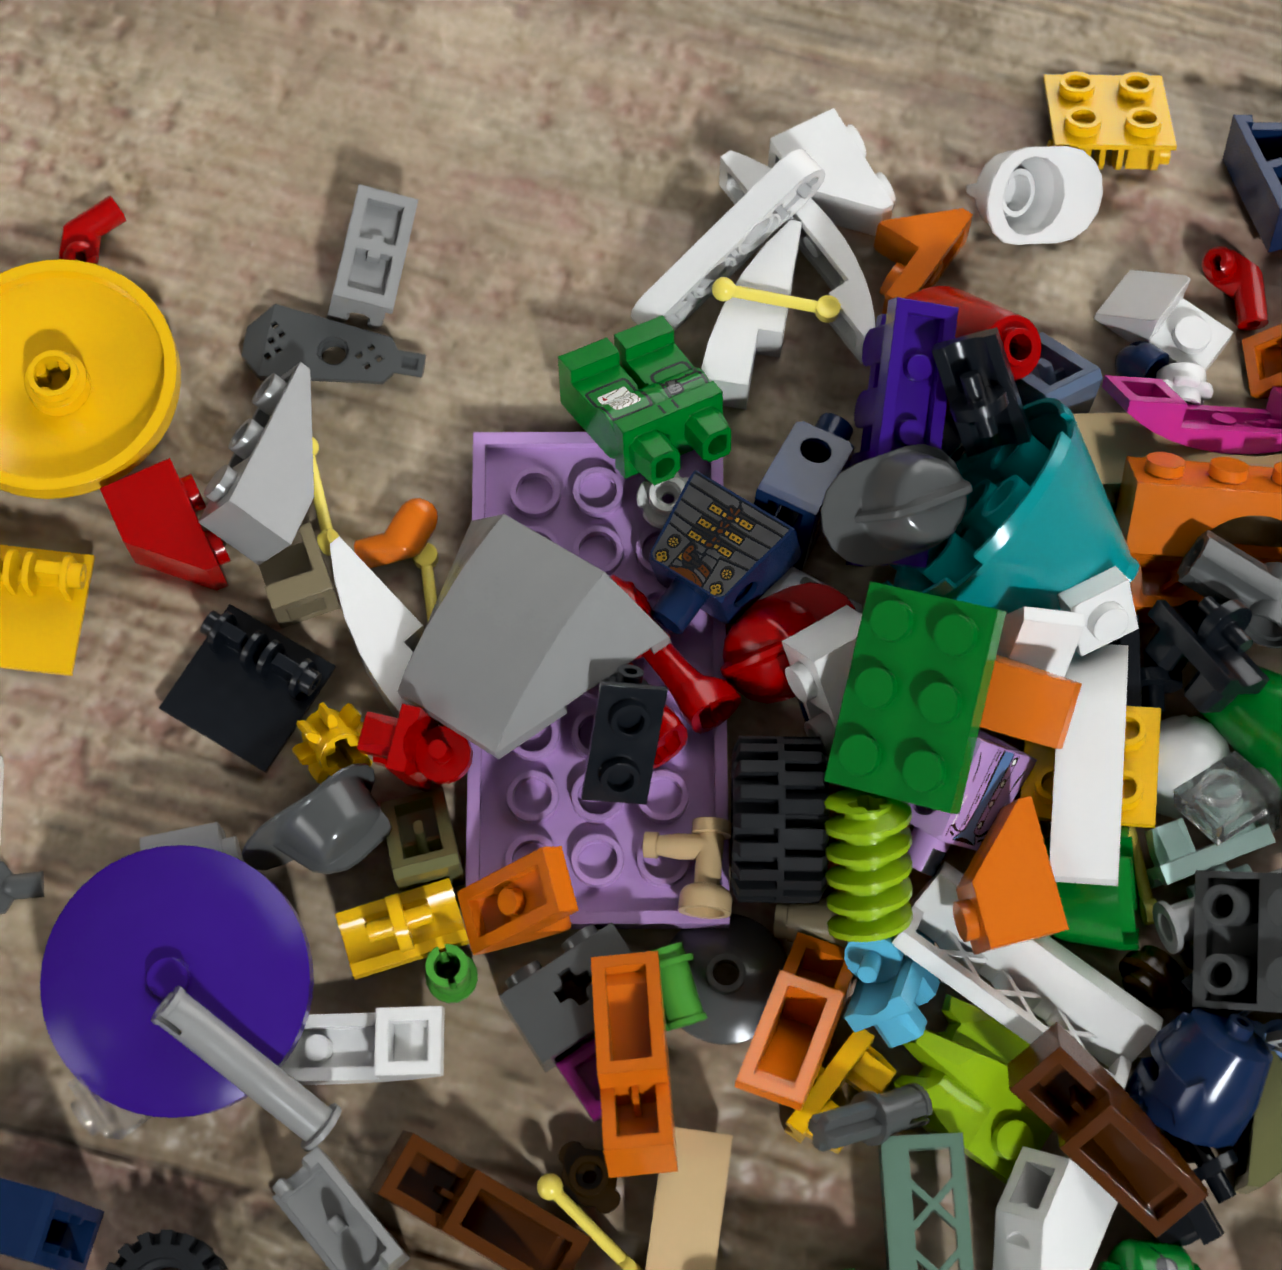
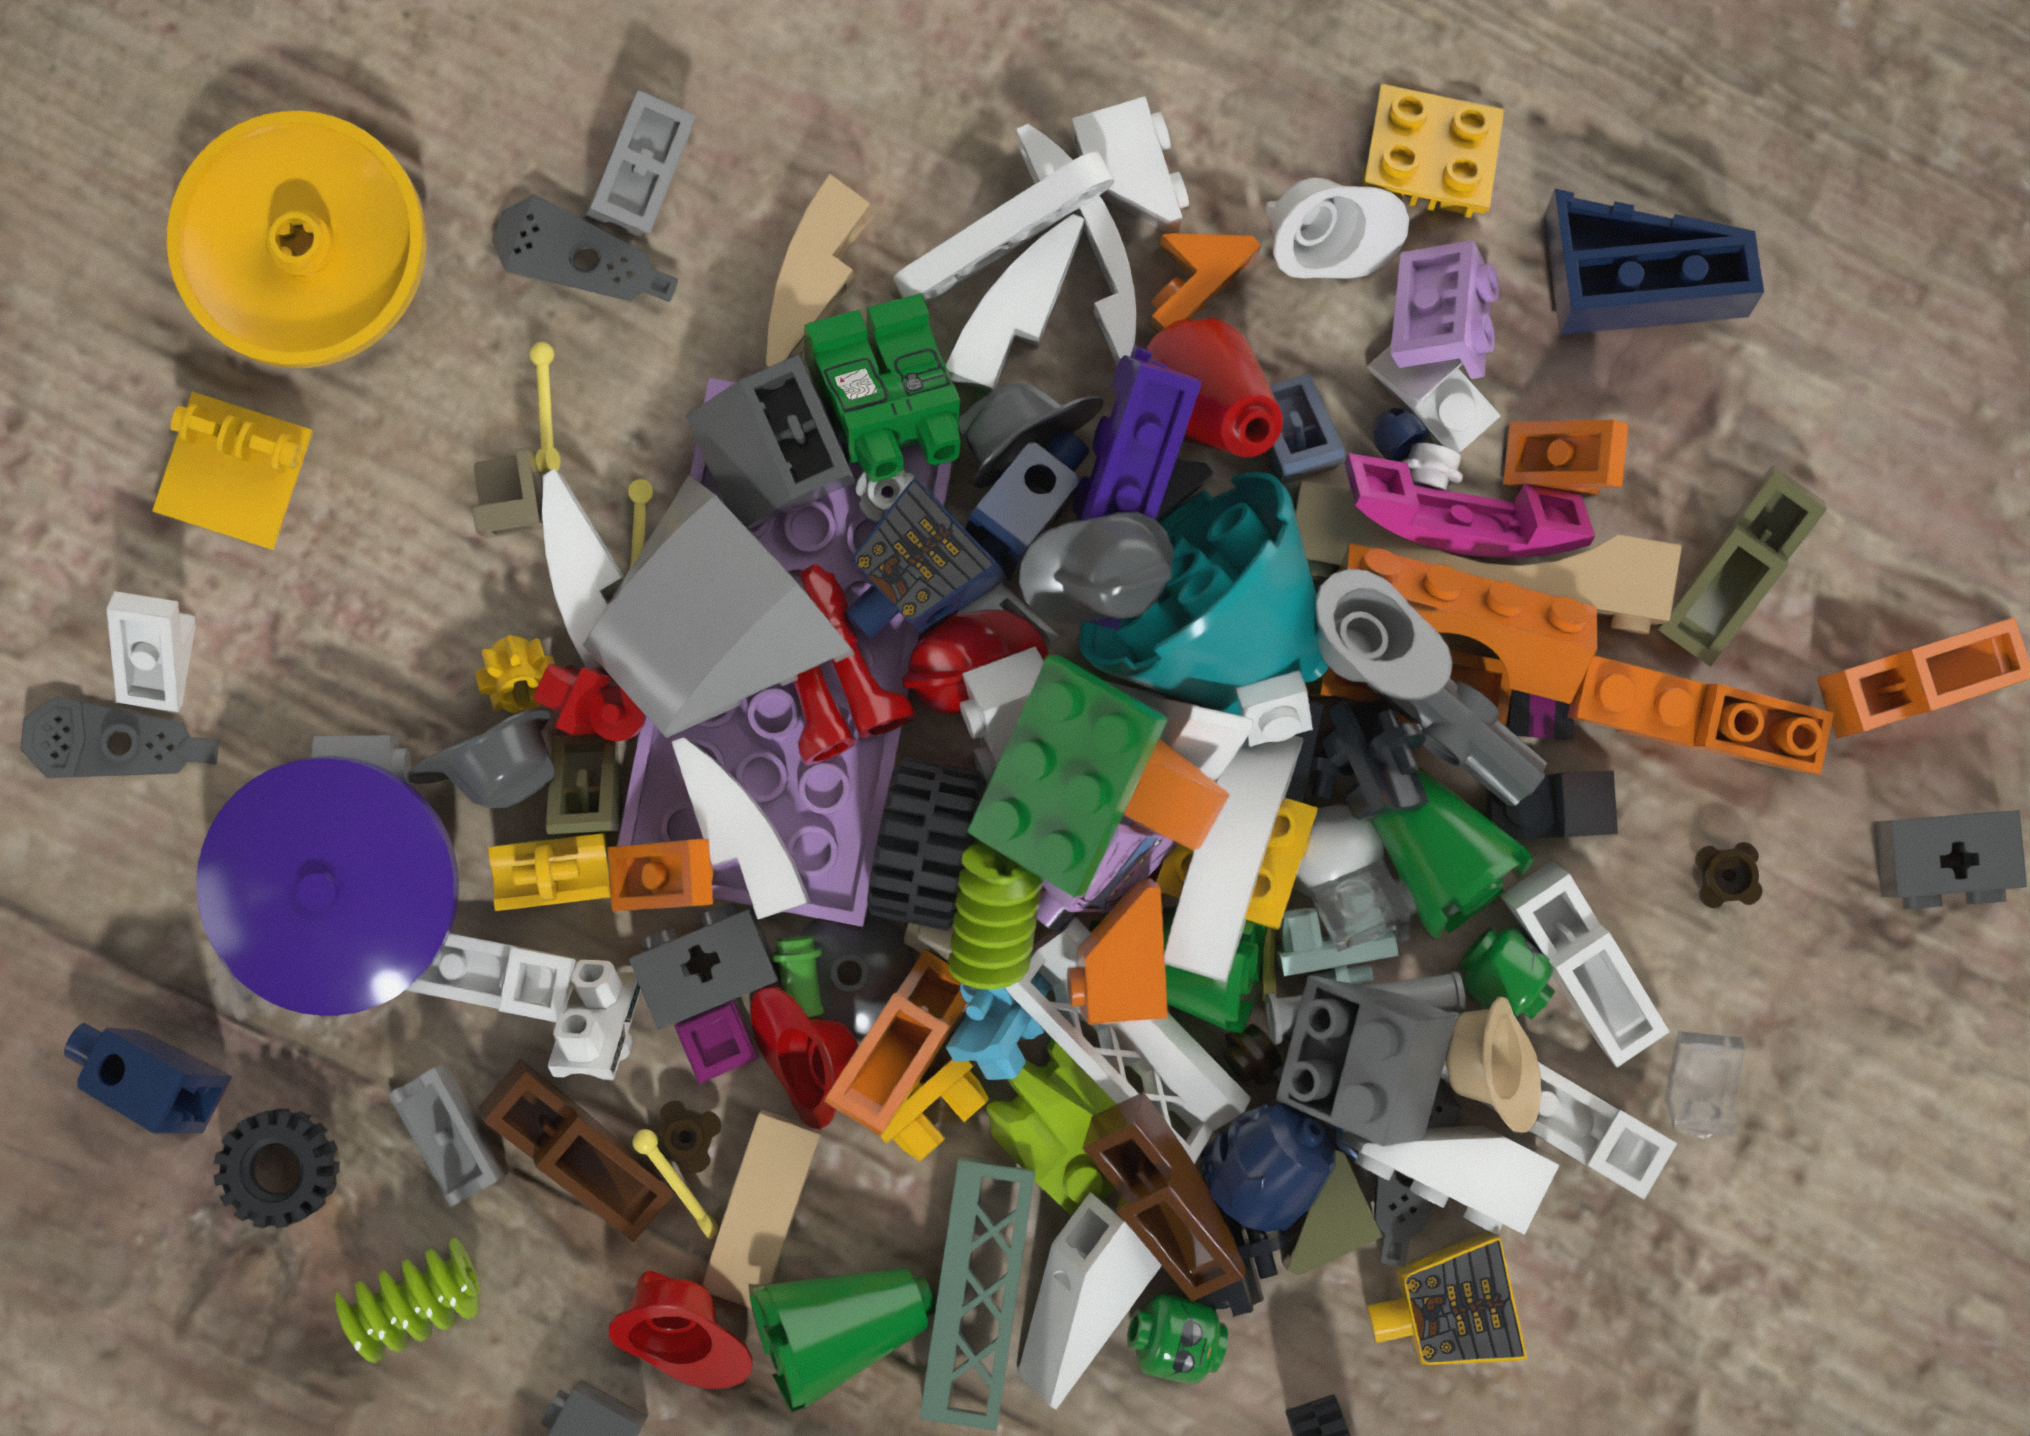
camera: 10 degrees right, 15 degrees up
(83, 234) = (350, 77): red arm -> none
(161, 526) = (383, 411): red slope -> none
(246, 686) = (442, 595): black hinge -> none
(246, 1068) = (378, 987): light grey pin -> none
(270, 478) = (496, 388): light grey slope -> none
(403, 537) = (621, 472): orange arm -> none
(465, 979) = (605, 922): bright green pin -> none
(476, 1068) = (596, 1021): none -> white hips
(549, 464) = (770, 444): none -> dark grey slope
(556, 317) = (812, 274): none -> tan slope
(591, 845) = (740, 831): none -> white slope
(624, 738) = (790, 739): black hinge -> none
(633, 1065) = (739, 1052): orange slope -> none
(705, 896) = (853, 854): tan piece -> none
(705, 1068) = (801, 1052): none -> red piece
(771, 409) = (1011, 418): none -> dark grey piece
(825, 309) = (1087, 321): light yellow hinge -> none
(871, 1117) = (951, 1143): dark grey axle -> none
(981, 391) = (1205, 471): black hips -> none
(1157, 240) = (1444, 307): none -> lavender bracket
(1180, 522) = (1378, 638): none -> light grey piece
(1240, 281) = (1525, 361): red arm -> none

